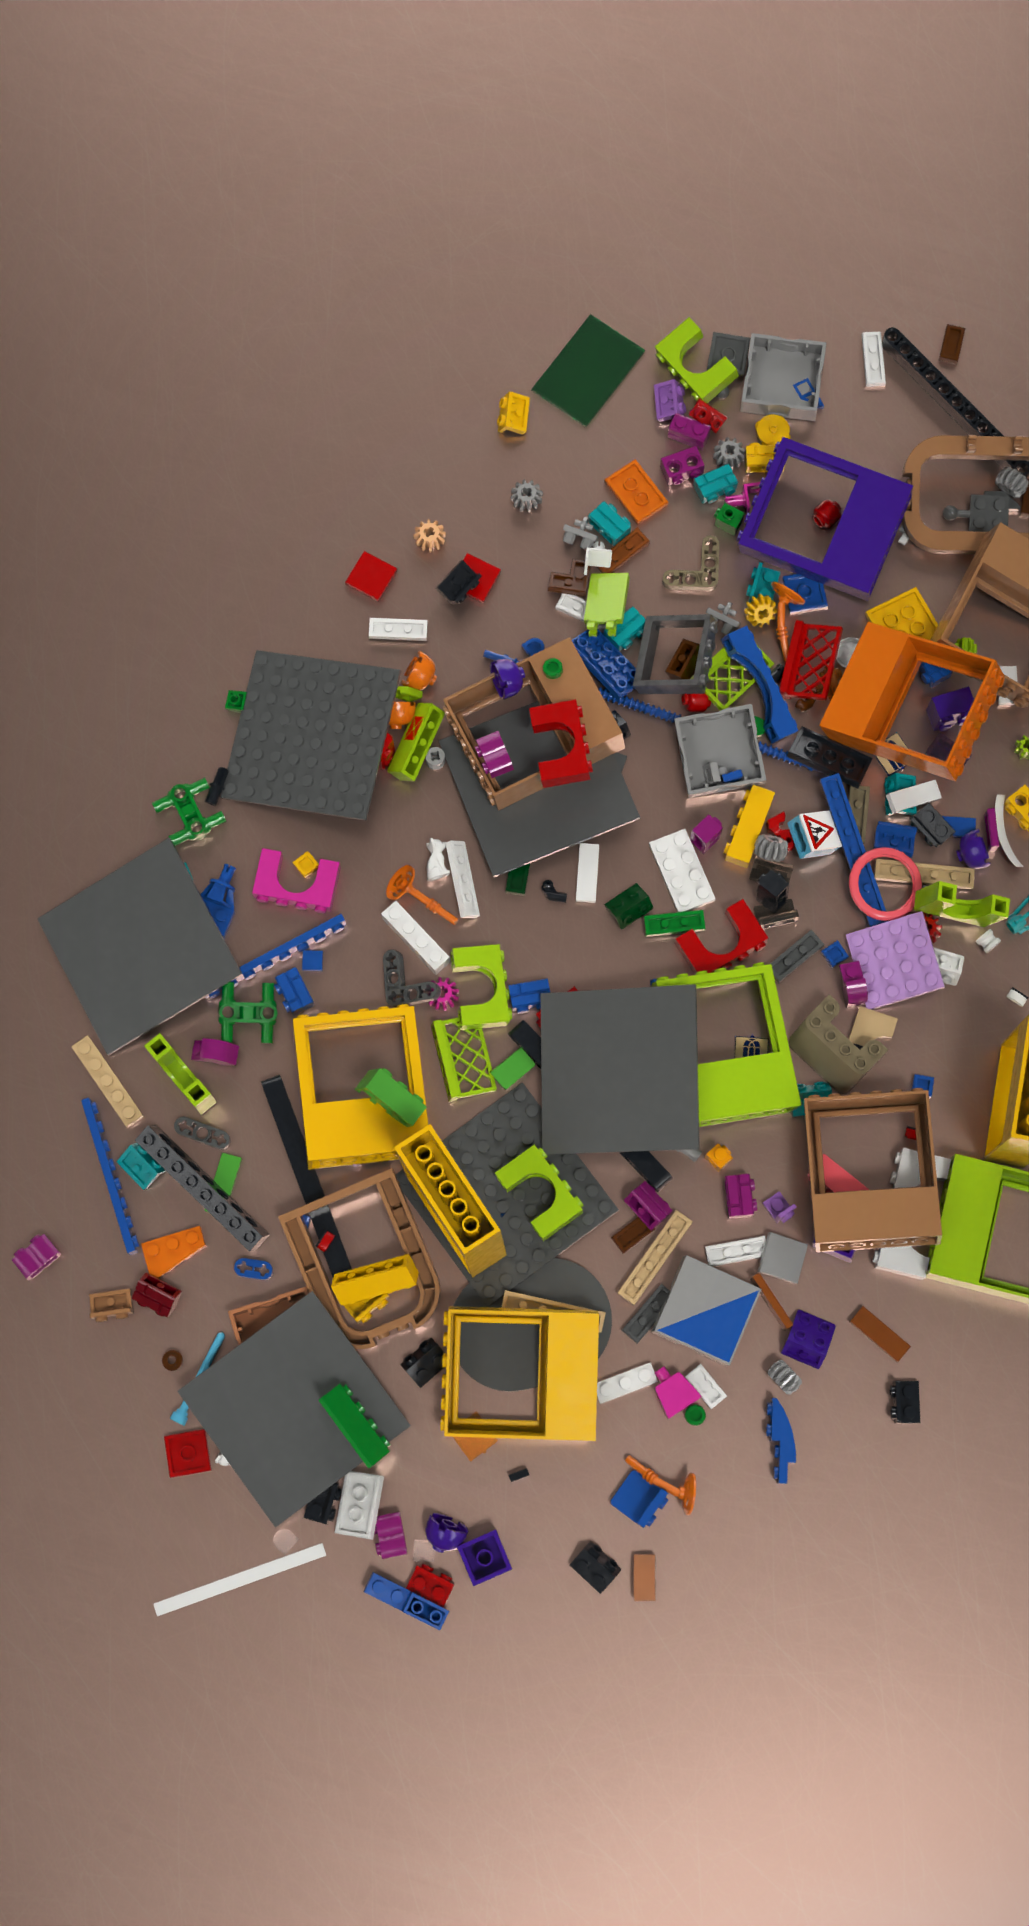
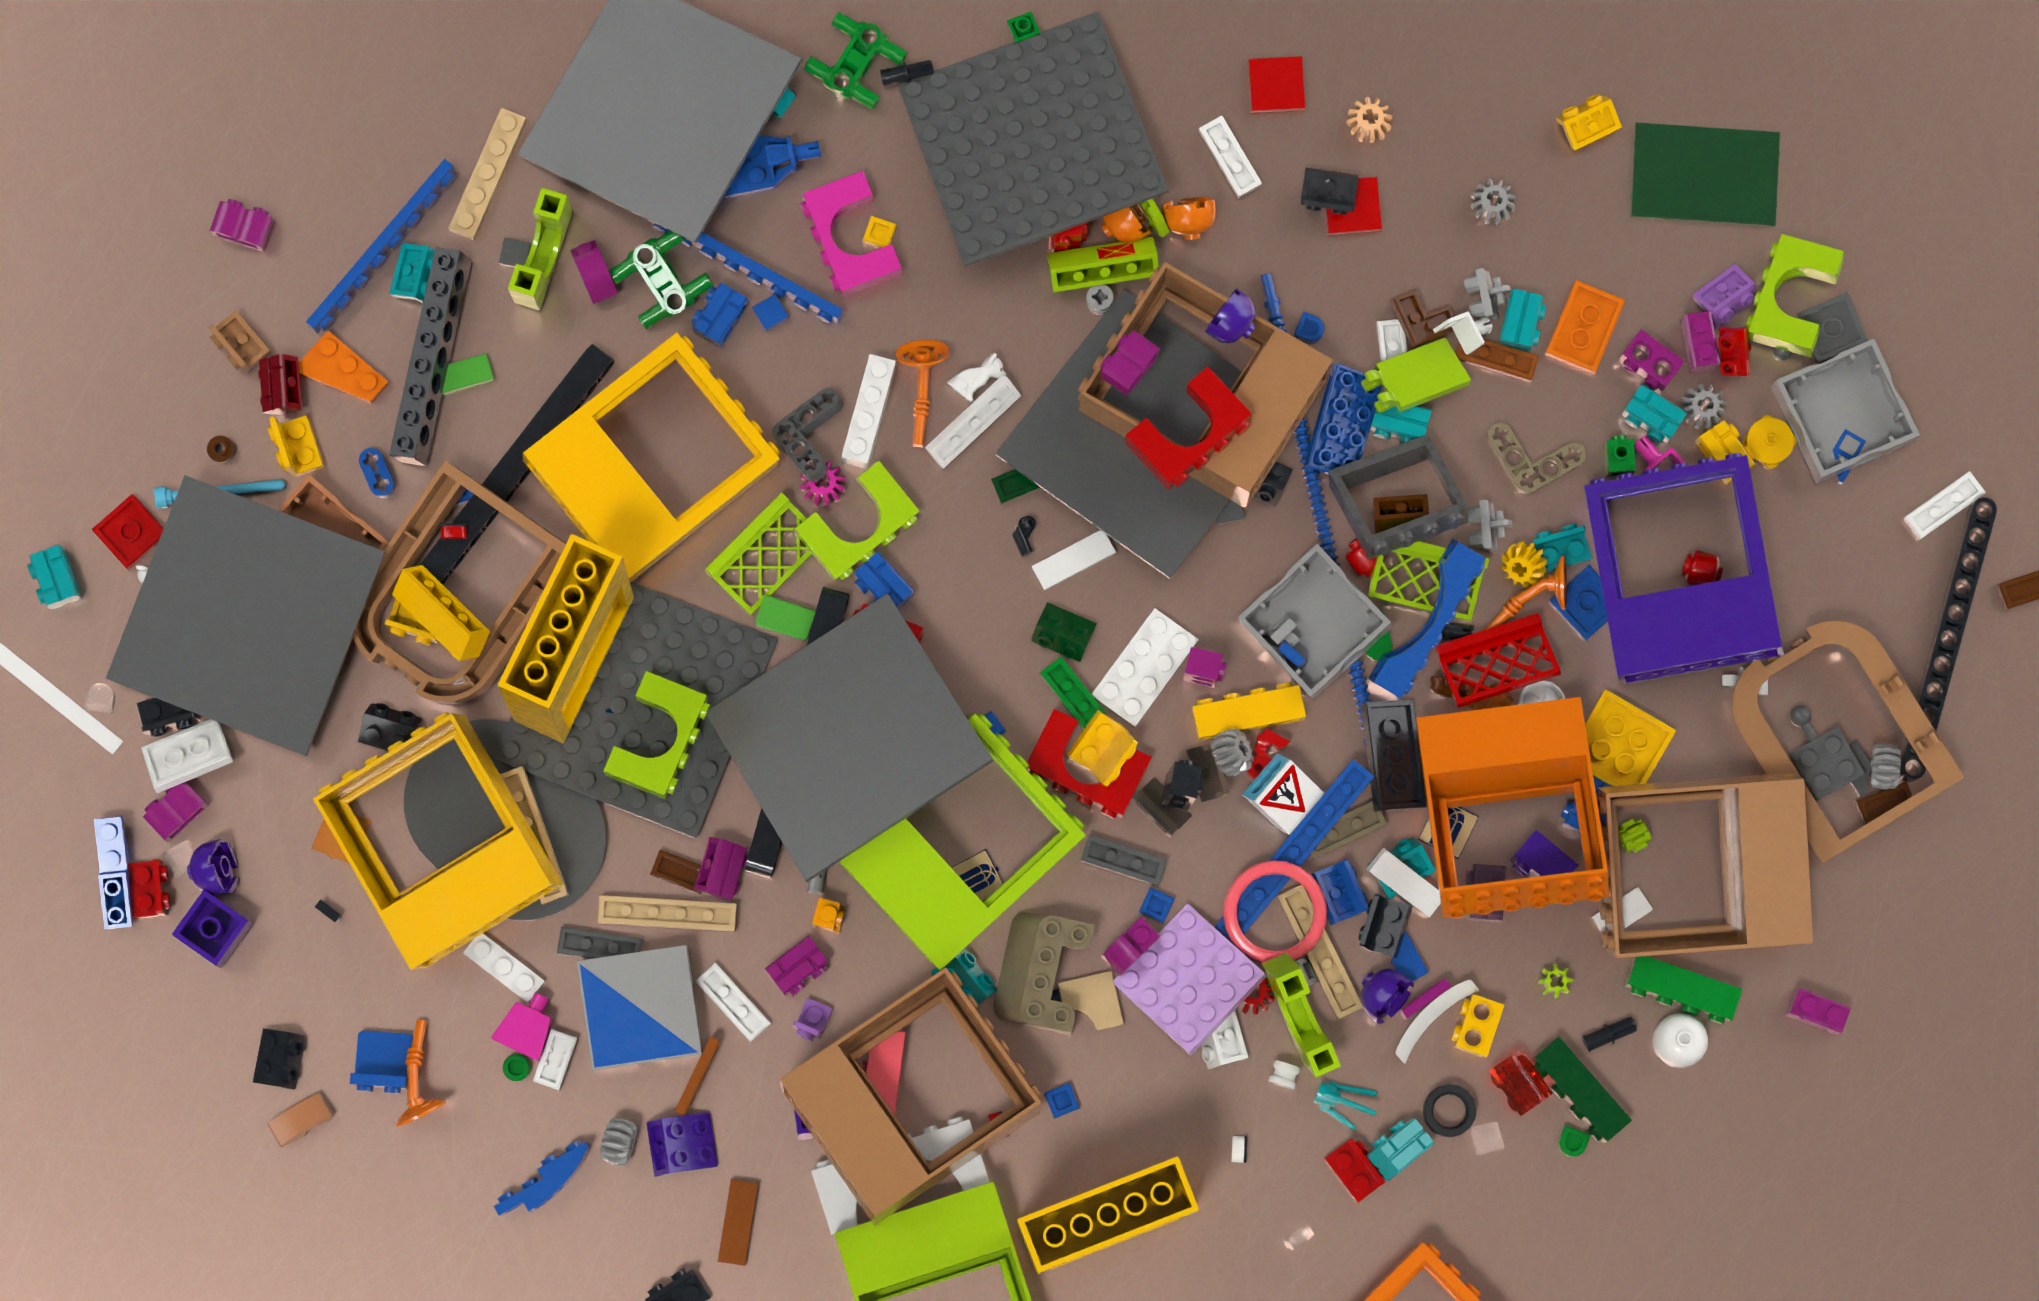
camera: 55 degrees right, 5 degrees up
(170, 1095) = (514, 252): none -> dark grey tile
(185, 1521) = (54, 577): none -> teal brick
(203, 1308) = (296, 445): none -> yellow bracket
(214, 1143) = (483, 299): dark grey beam -> none
(354, 1424) = (264, 692): green slope -> none
(392, 1096) = (653, 499): bright green wedge -> none
(552, 668) = (1279, 364): green tile -> none
(720, 923) = (1103, 747): none -> yellow bracket
(782, 1258) = (756, 1058): light grey tile -> none

